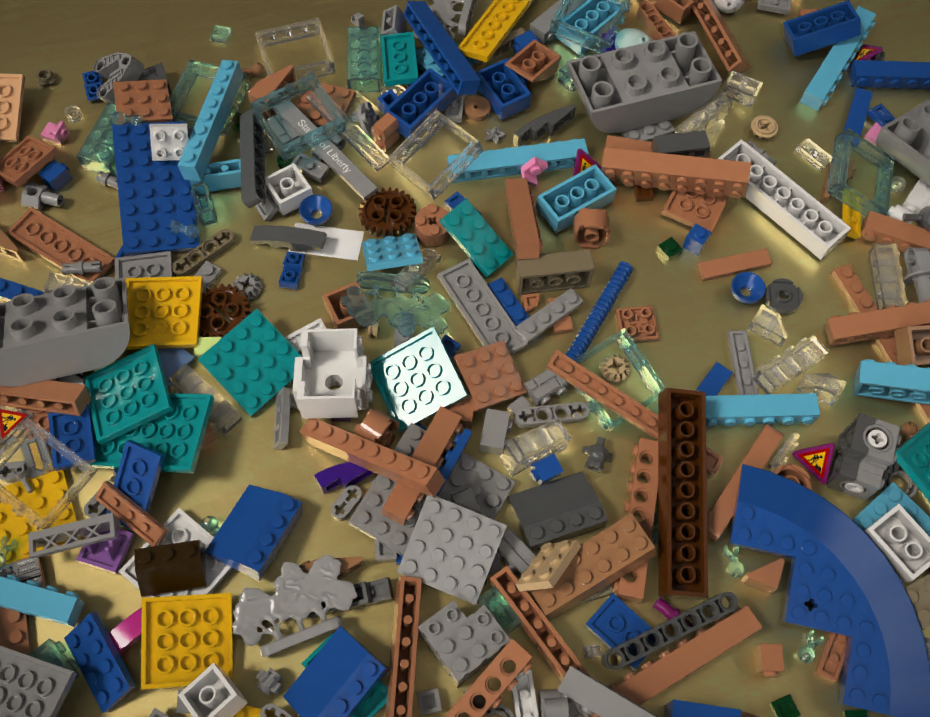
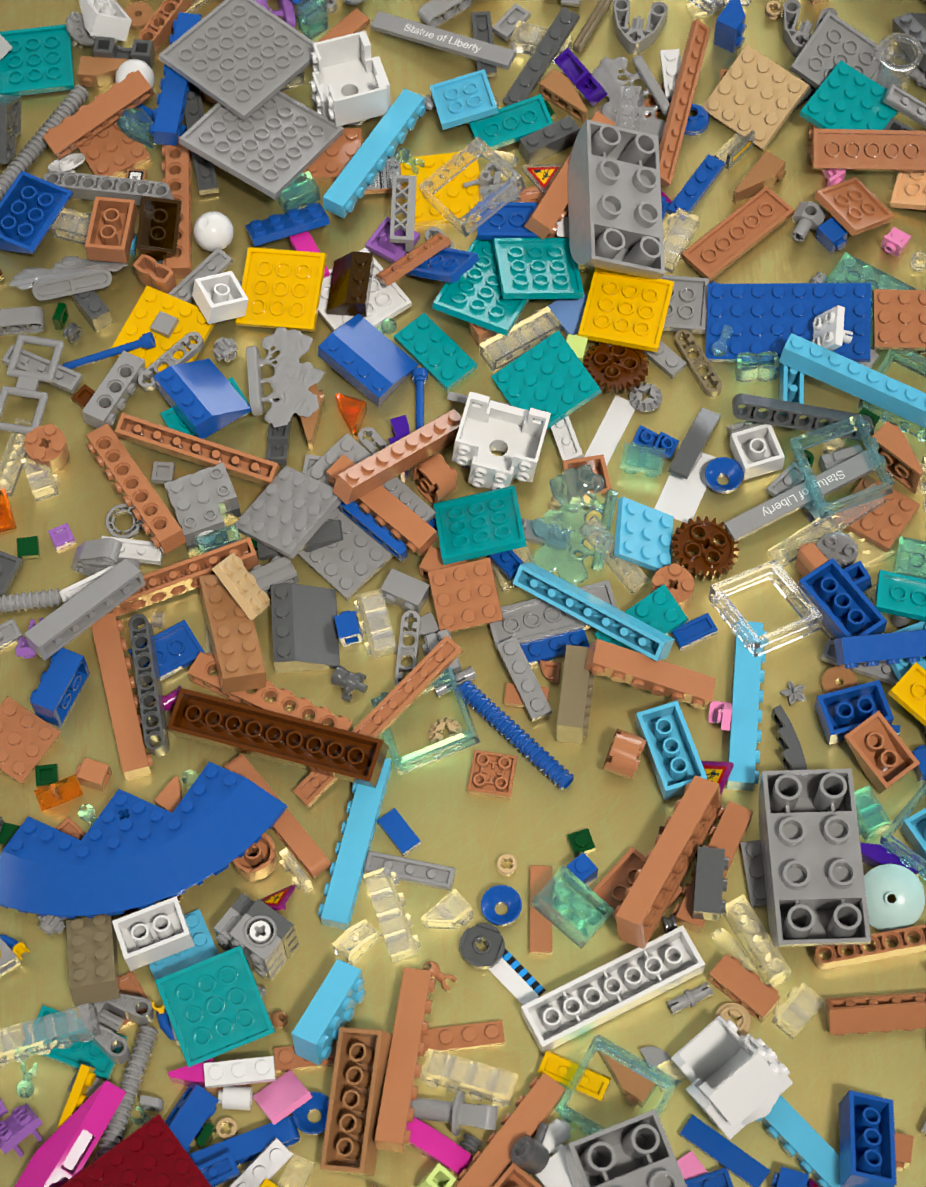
camera: 110 degrees right, 0 degrees up
(81, 267) = (700, 246): light grey pin -> none
(120, 118) = (872, 289): clear light blue arm -> none
(230, 474) = (435, 352): none -> teal plate
(265, 479) = (419, 376): none -> blue piece
(290, 309) = (611, 428): none -> white sticker
(314, 270) = (643, 459): none -> clear light blue brick
(317, 530) = (353, 411): none -> clear orange slope
(479, 269) = (593, 611): none -> medium azure brick
(703, 297) = (506, 857): none -> tan bush
(731, 235) = (572, 907): none -> clear light blue brick
(738, 121) = (744, 987): none -> nougat brick
(795, 267) = (517, 979): none -> white sticker
(800, 687) = (58, 792): none -> clear orange slope
(812, 168) = (654, 1055): none -> light grey tile
(817, 121) = (732, 1075): none -> white piece
(818, 326) = (437, 974): none -> nougat arm

